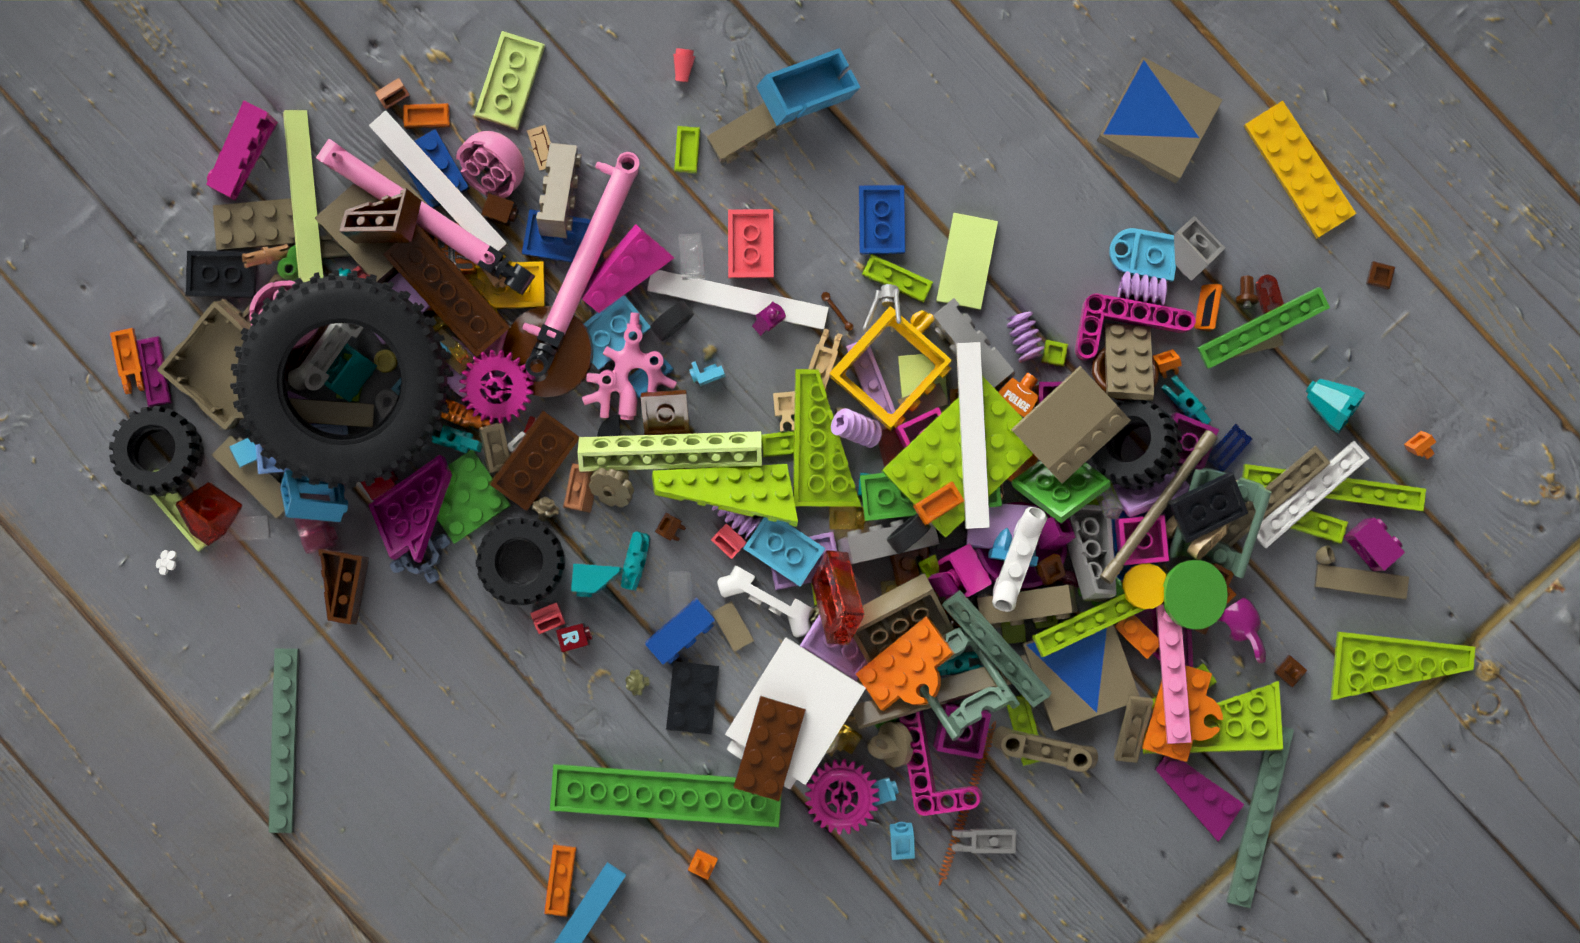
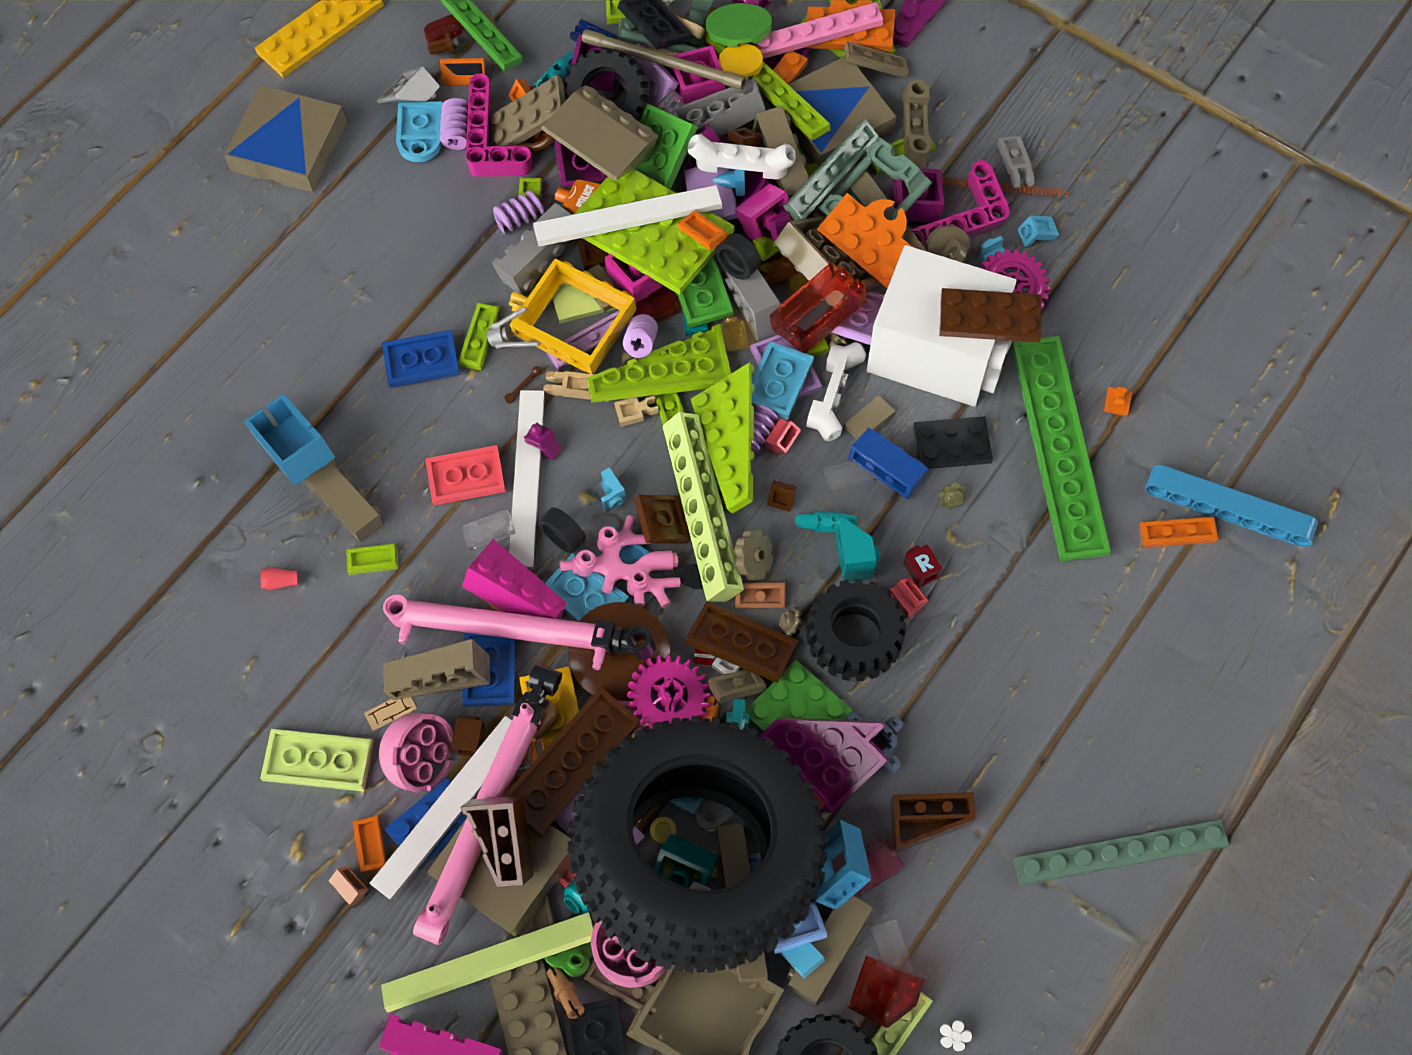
camera: 100 degrees left, 20 degrees down
(967, 260) = (450, 278): yellowish green tile -> none

